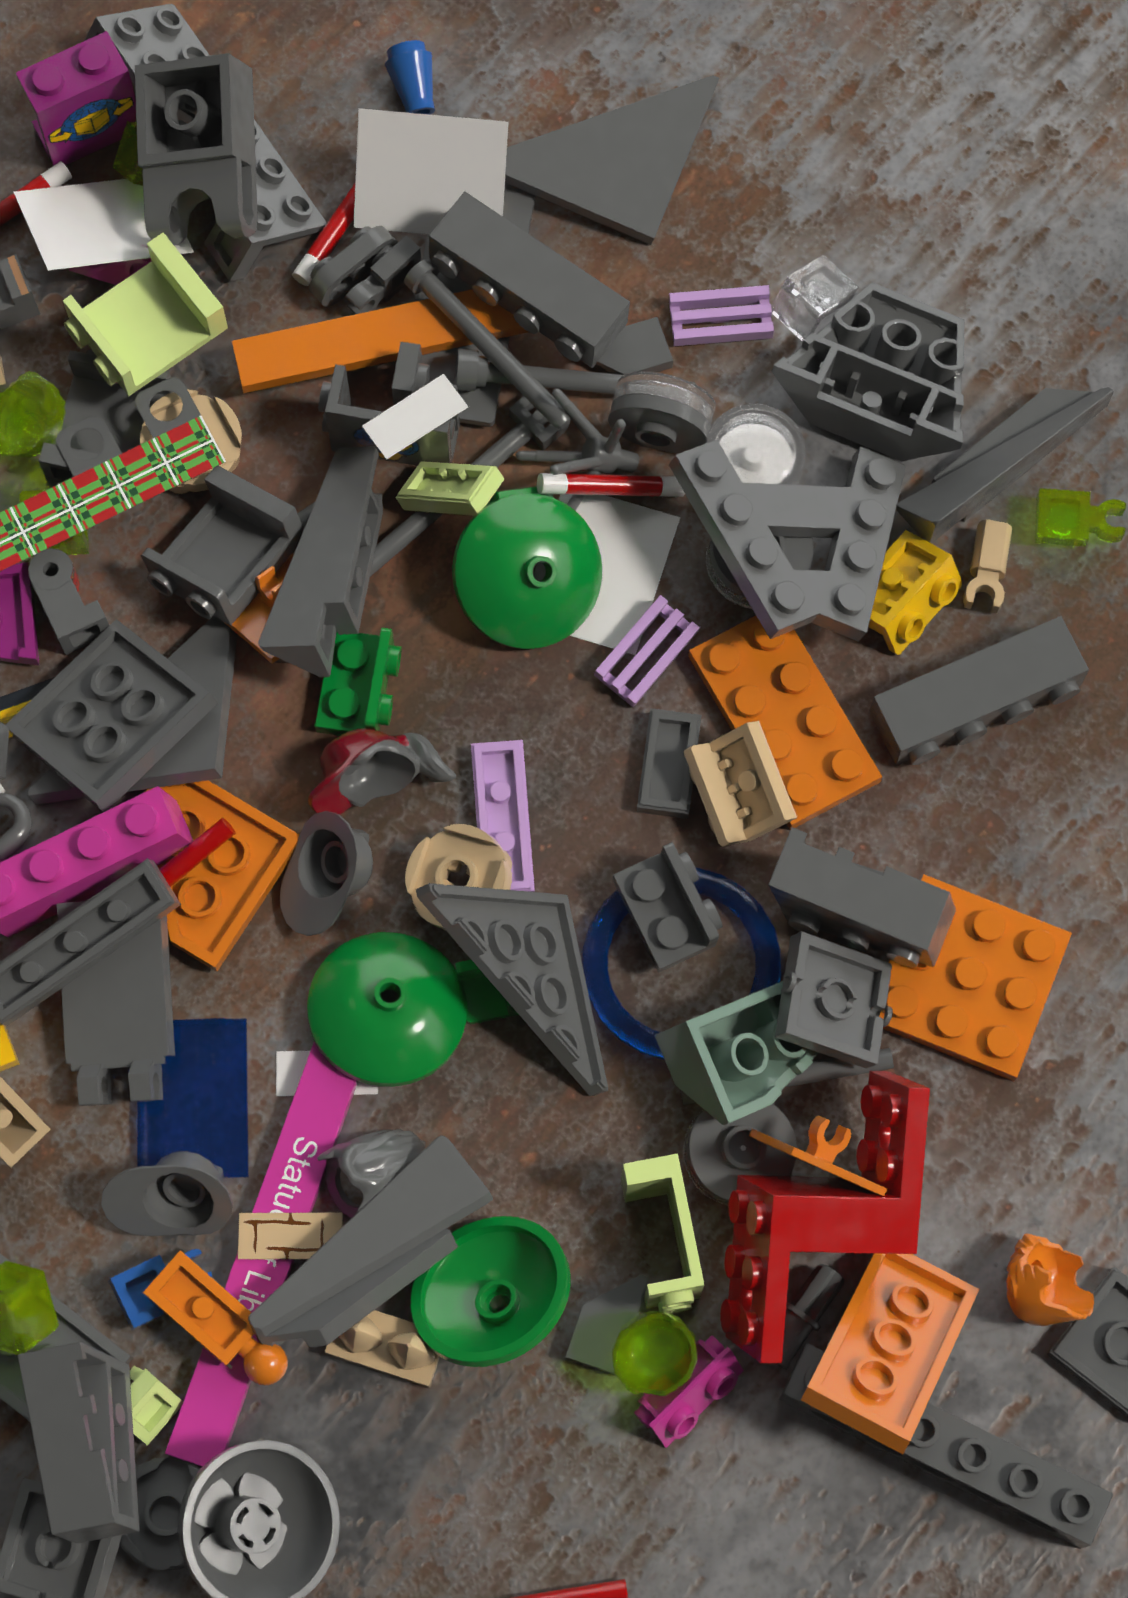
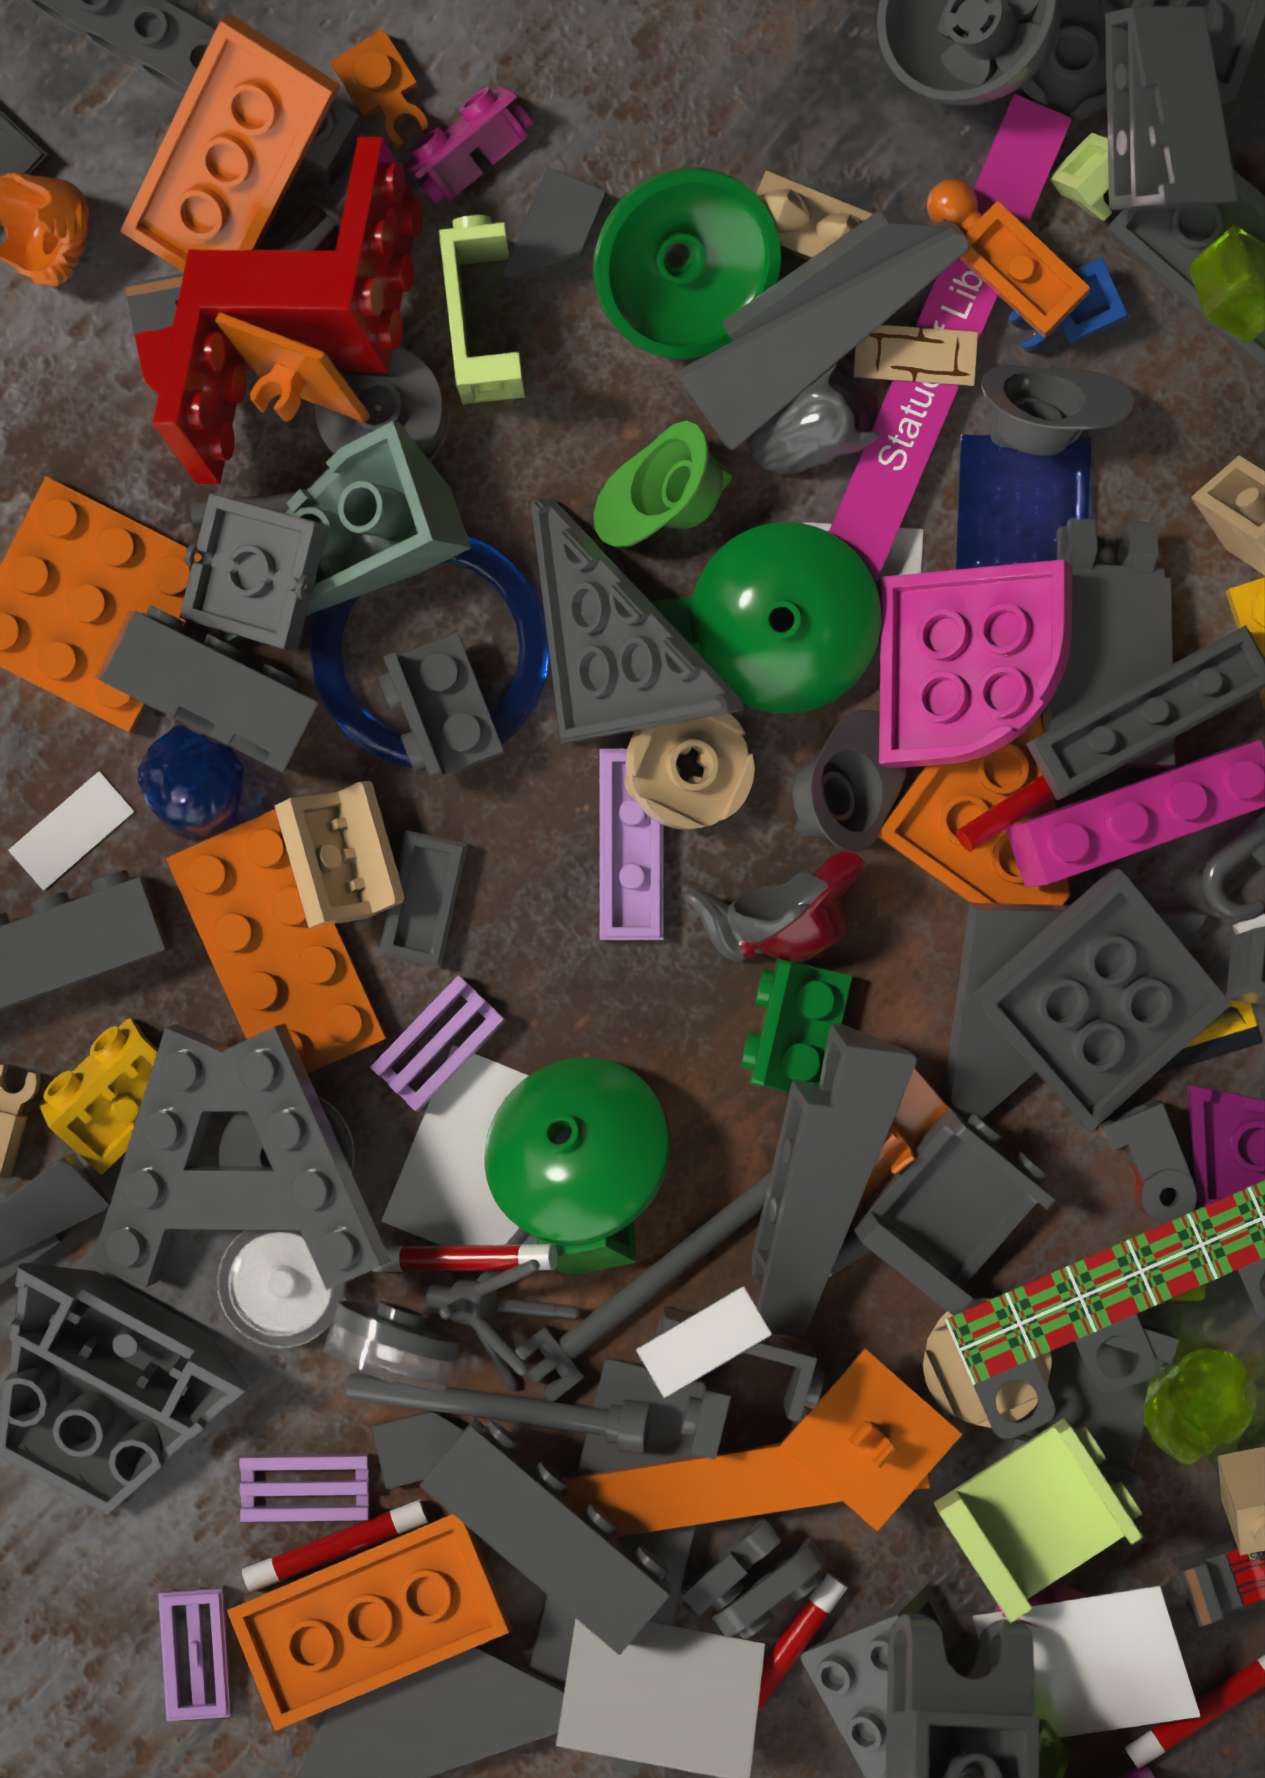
camera: 175 degrees left, 15 degrees up
(231, 976) = (969, 658): none -> dark pink plate
(277, 371) = (871, 1439): none -> orange piece
(424, 278) = (678, 1550): dark grey bar -> none
(449, 488) = (665, 1265): yellowish green plate -> none
(500, 1102) = (664, 485): none -> bright green piece
(654, 1353) = (504, 177): clear neon green hair -> none
(661, 215) = (369, 1620): none -> orange plate
(694, 275) = (335, 1546): none -> red bar
(772, 1441) = (378, 82): none -> orange plate
(798, 229) = (192, 1598): none -> lavender tile
(812, 295) = (184, 1501): clear bracket -> none
(871, 830) = (192, 783): none -> clear blue hair
(940, 1212) = (152, 315): none -> leg
(962, 798) = (71, 830): none -> white sticker

